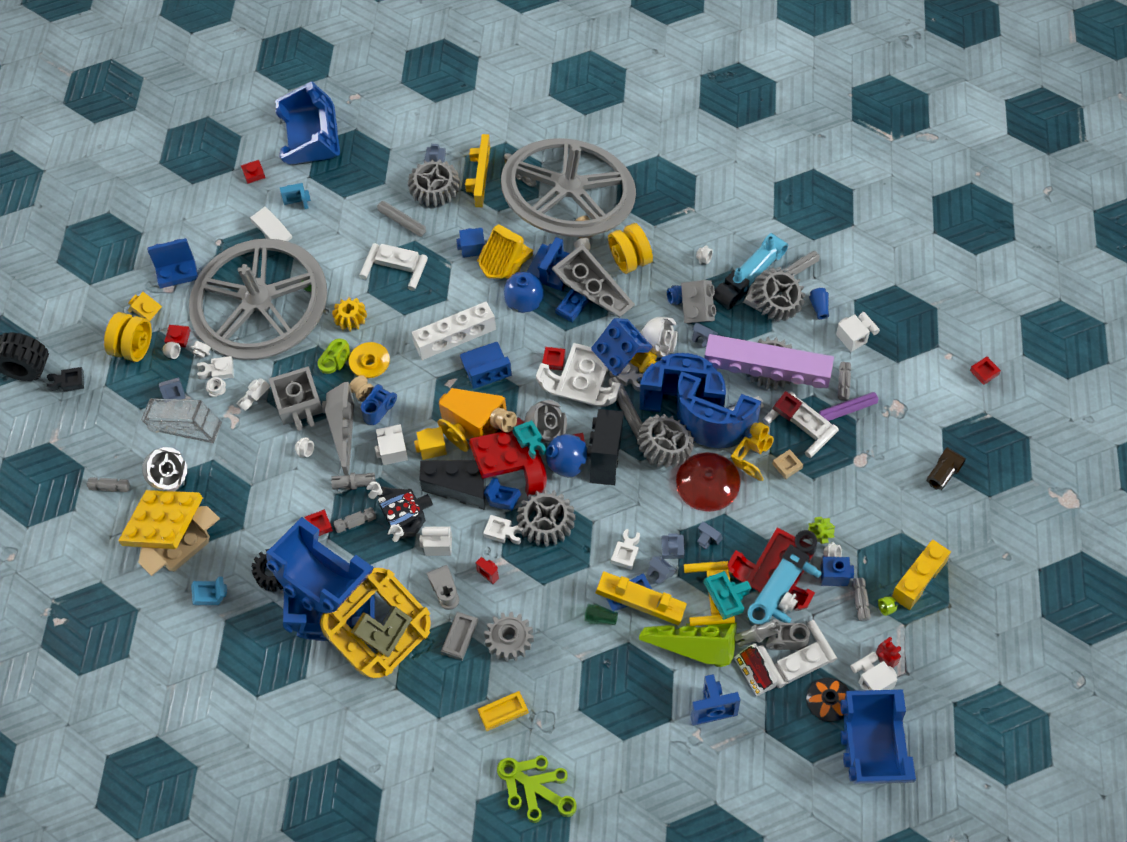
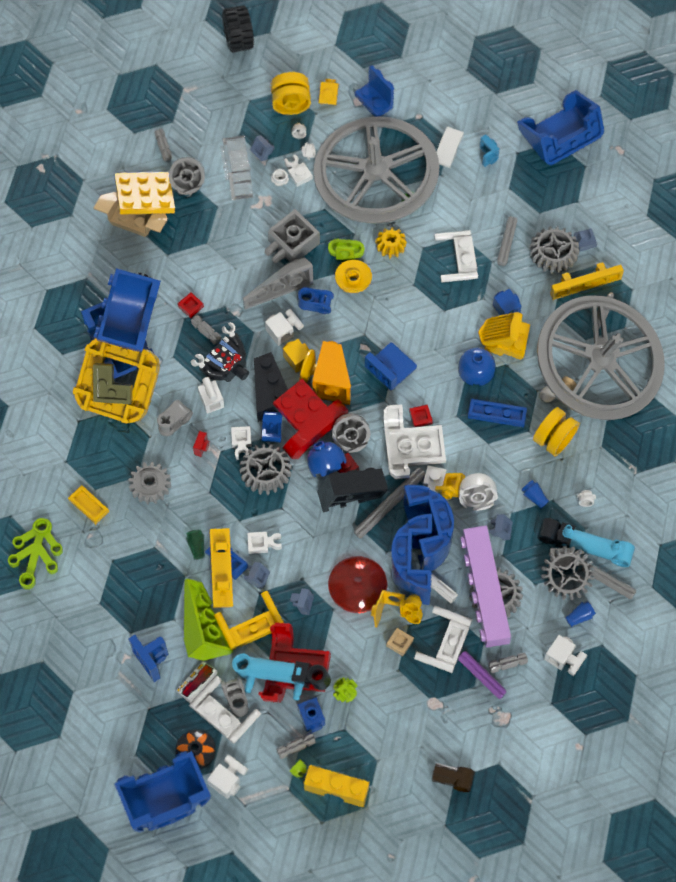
camera: 65 degrees right, 5 degrees up
(68, 380) = (239, 73): black plate -> none
(178, 334) = (315, 128): red plate -> none
(208, 592) = (100, 254): dark azure bracket -> none
(253, 171) = (499, 108): red plate -> none
(256, 390) = (284, 207): white plate -> none
(304, 447) = (253, 265): white plate -> none
(352, 480) = (239, 313): light grey pin -> none
(361, 387) = (324, 281): tan wheel -> none
(454, 330) = (410, 327): white brick -> none
(459, 636) = (138, 448): light grey tile -> none
(503, 419) = (326, 399): tan wheel -> none
(528, 435) = (324, 422): teal plate -> none
(545, 260) = (515, 379): blue bracket -> none
(591, 280) = (506, 413): light grey wedge -> none
(619, 345) = (453, 460): blue bracket -> none
(663, 446) = (369, 527): light grey gear -> none
(672, 546) = (283, 578): sand blue tile -> none
(698, 301) = (529, 510): light grey bracket -> none
(727, 594) = (249, 632): teal hinge -> none
(758, 633) = (226, 669): light grey pin -> none
(787, 405) = (452, 619): dark red plate -> none
(788, 602) = (262, 683): white plate -> none
(832, 550) = (329, 707): white plate -> none
(888, 653) = (249, 781): red plate -> none
(985, 370) = (574, 782): red plate -> none

